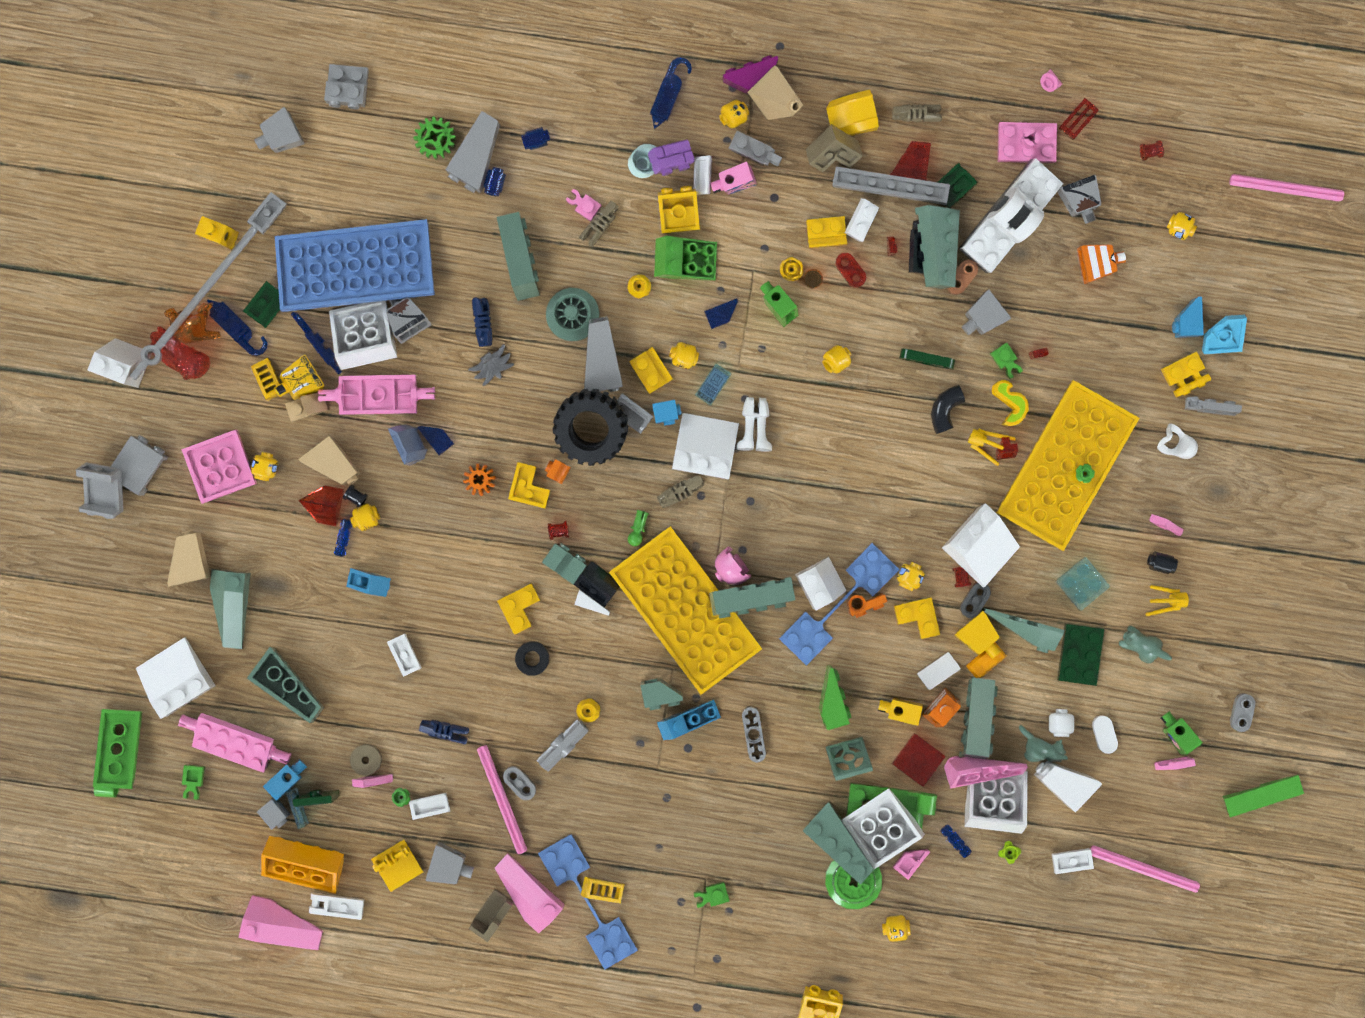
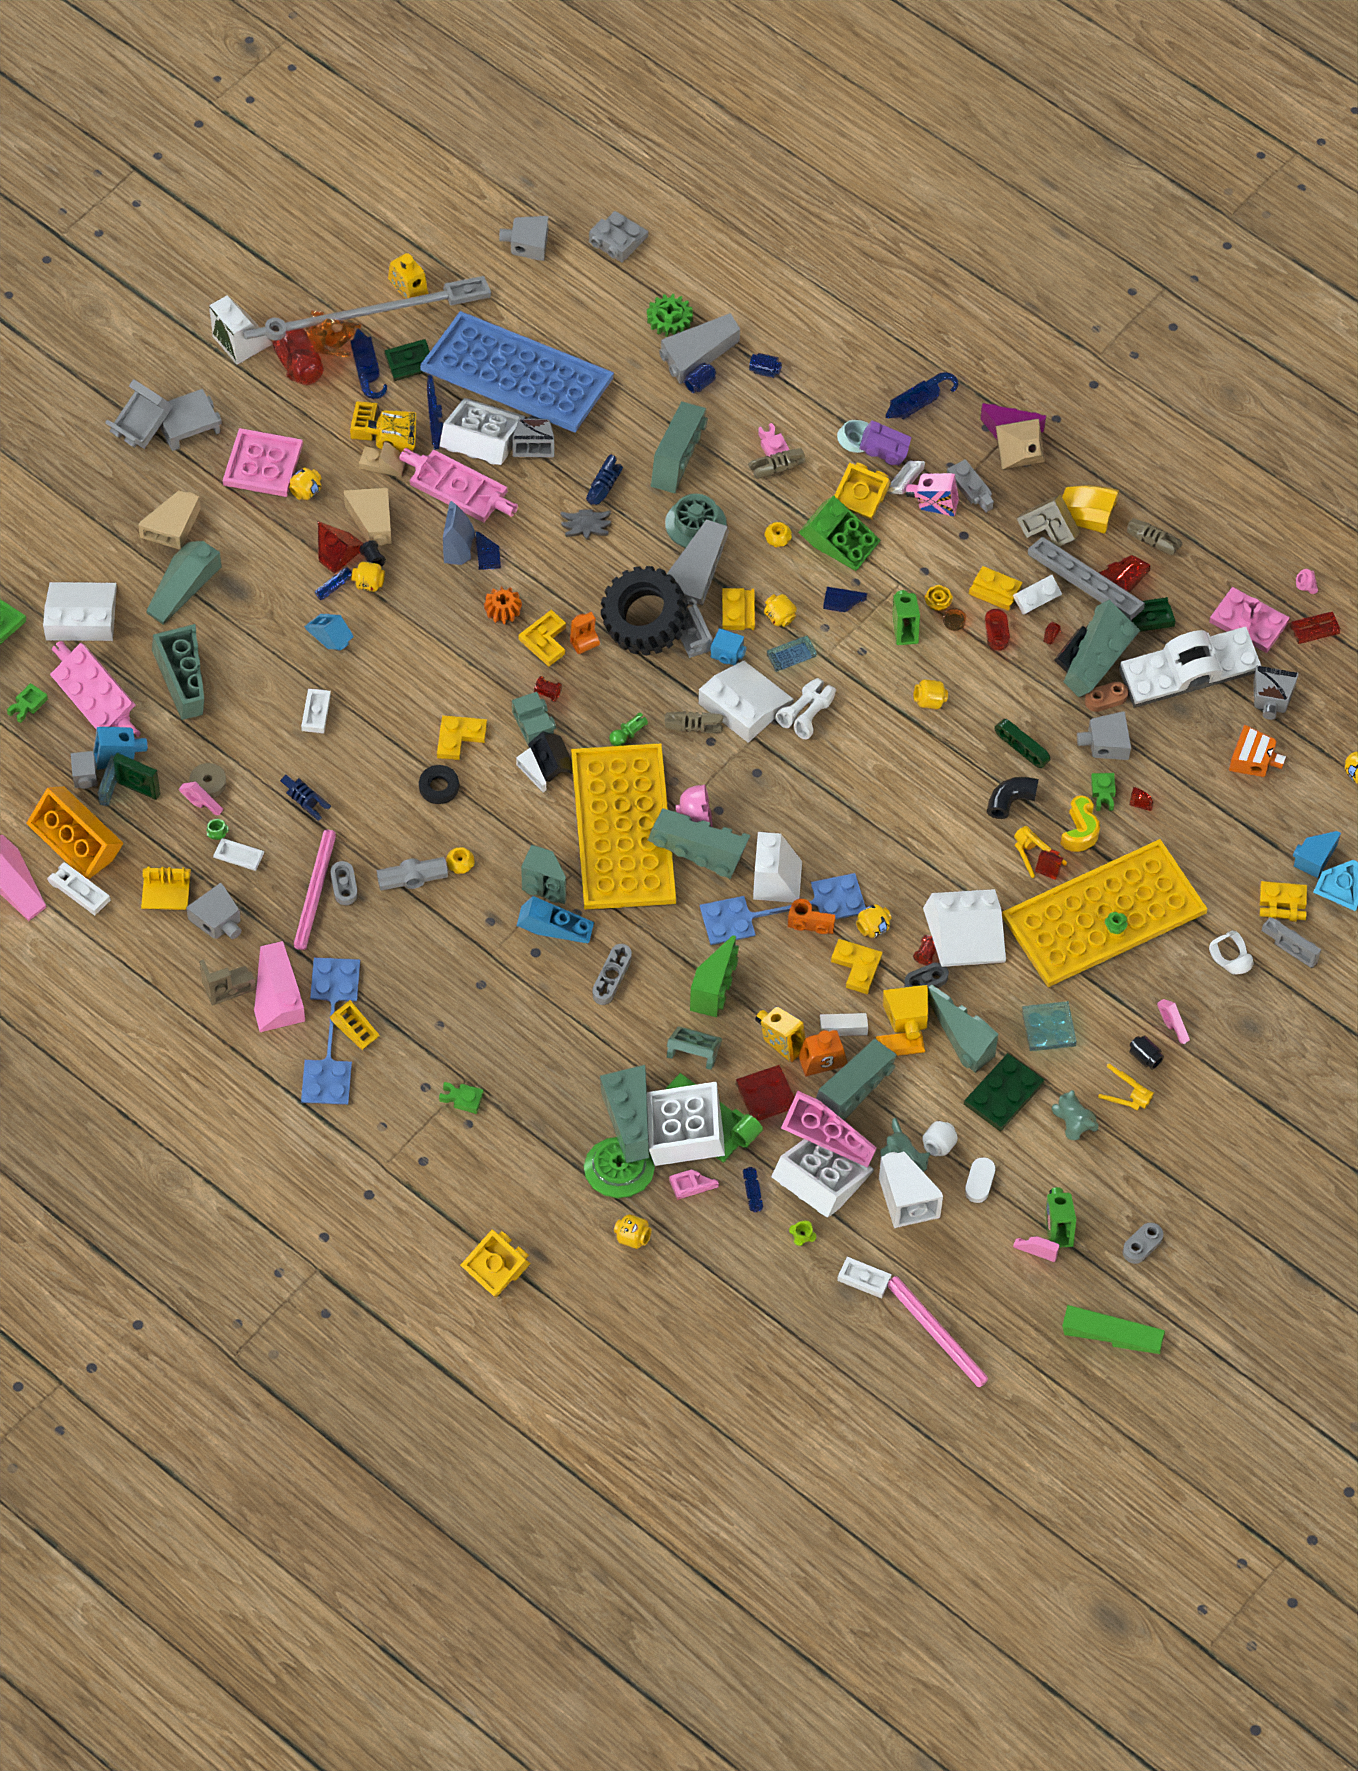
camera: 30 degrees right, 30 degrees down
(734, 114) = (971, 443): yellow head -> none

